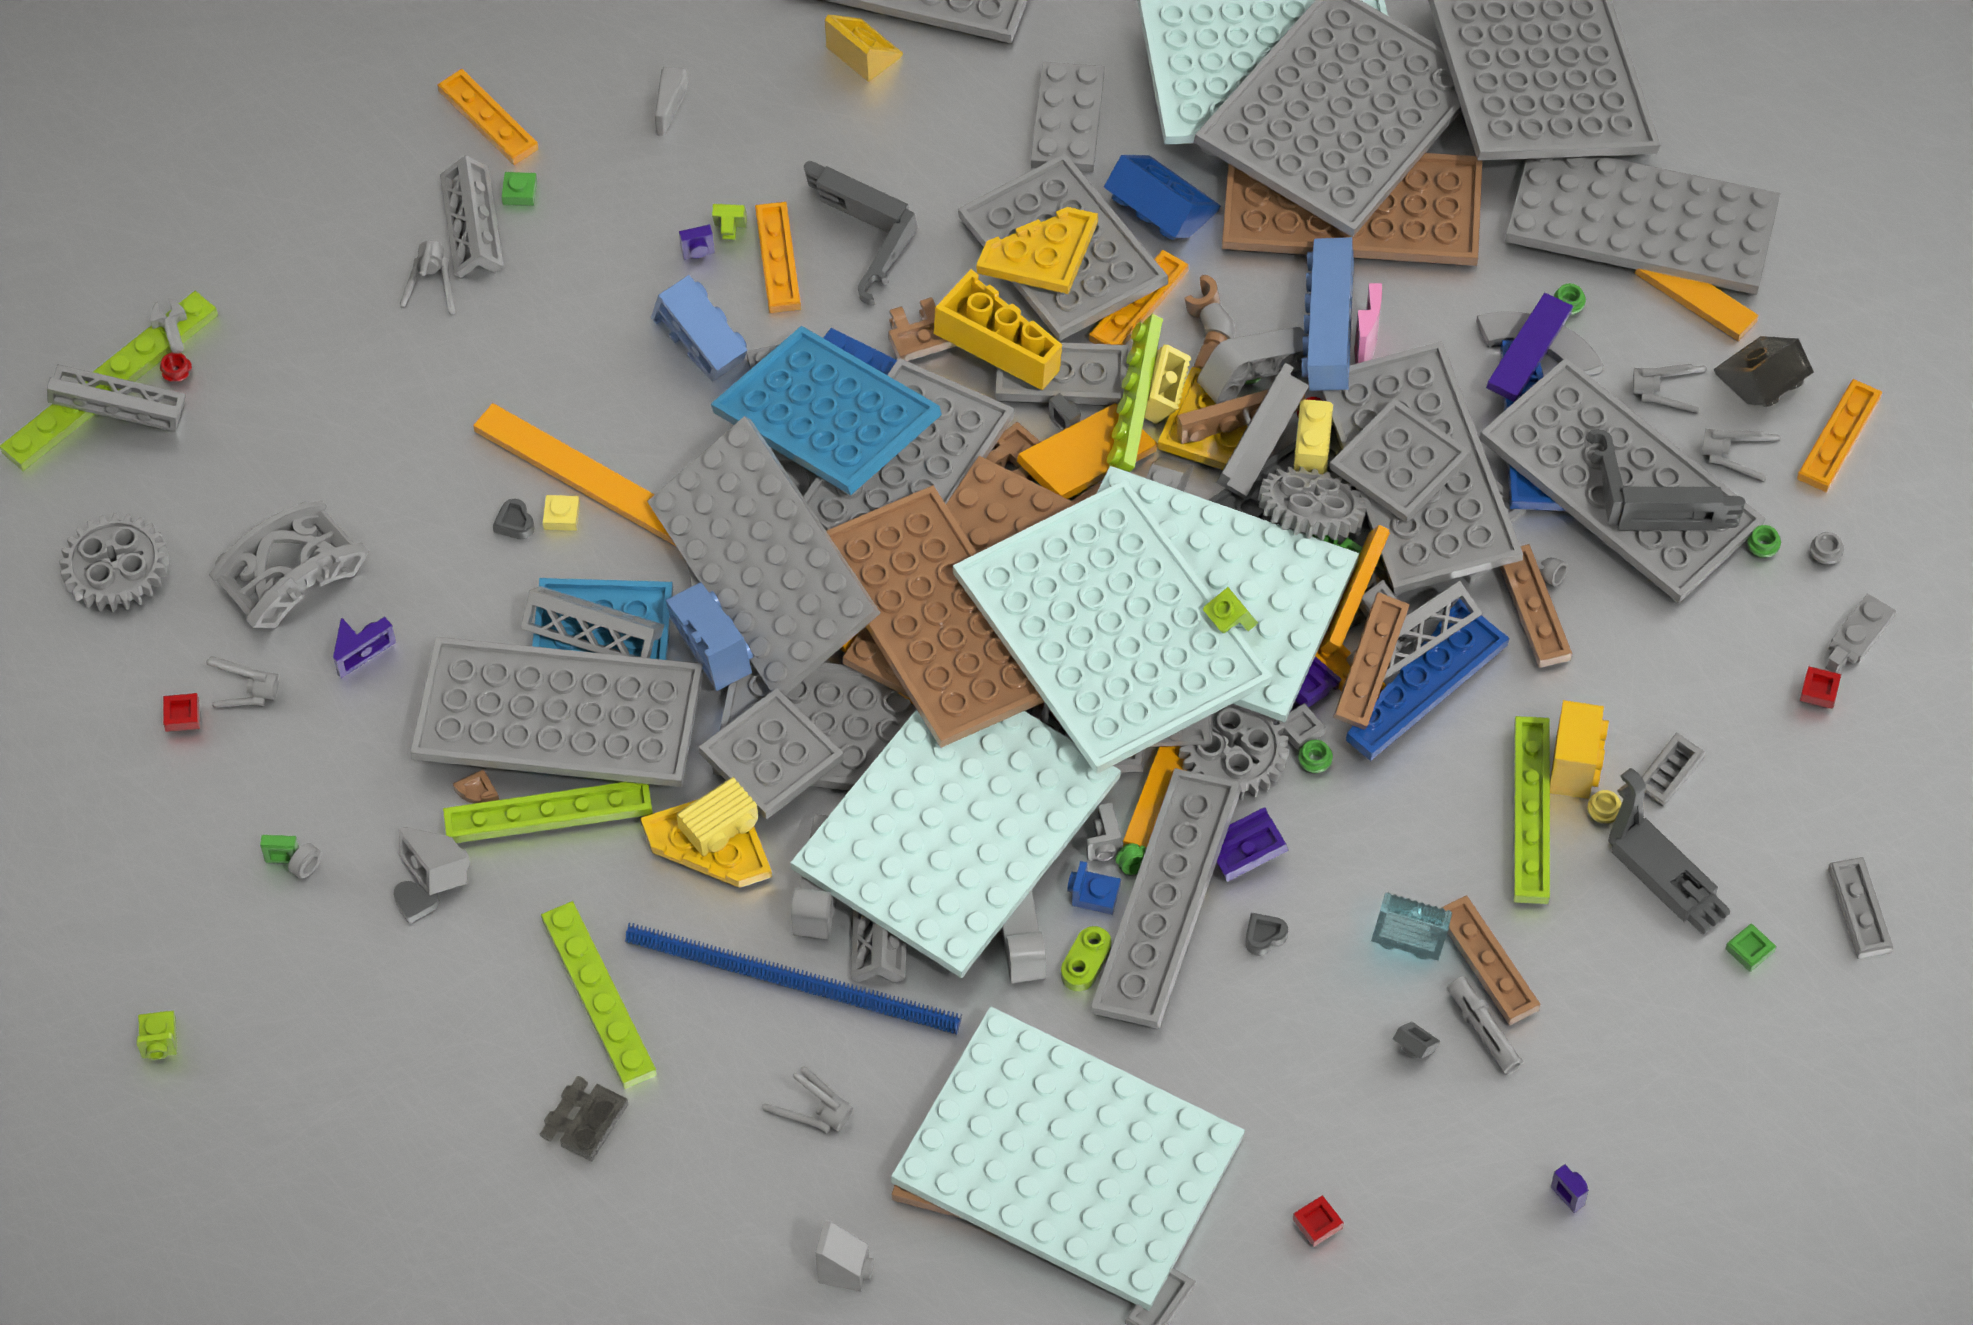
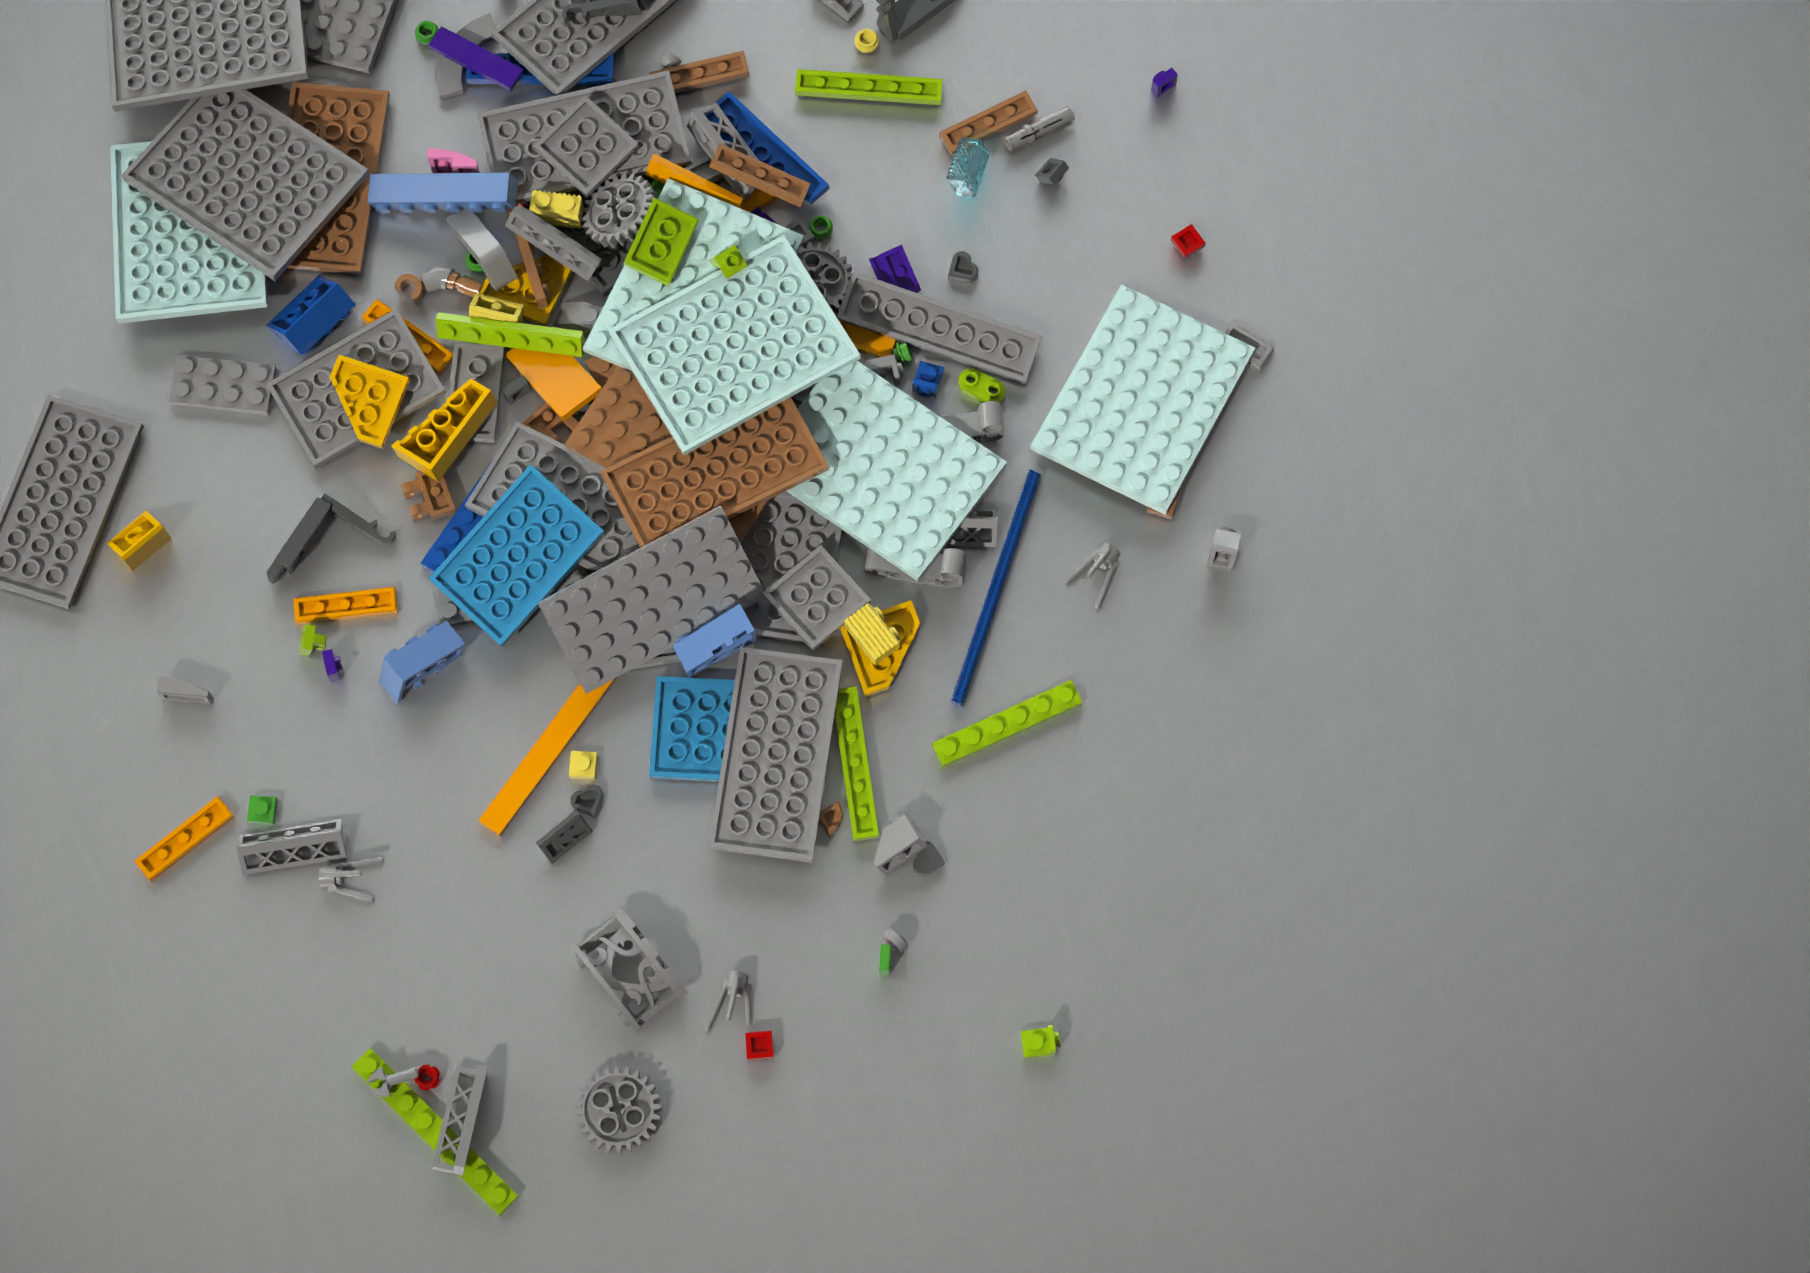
camera: 90 degrees left, 15 degrees up
(356, 649) = (707, 916): dark purple slope -> none
(465, 492) = (564, 836): none -> dark grey plate
(590, 612) = (690, 731): light grey fence -> none
(592, 1123) = (1113, 722): clear smoke plate -> none
(1257, 538) = (661, 241): none -> lime tile
(1578, 749) = (828, 48): yellow brick -> none

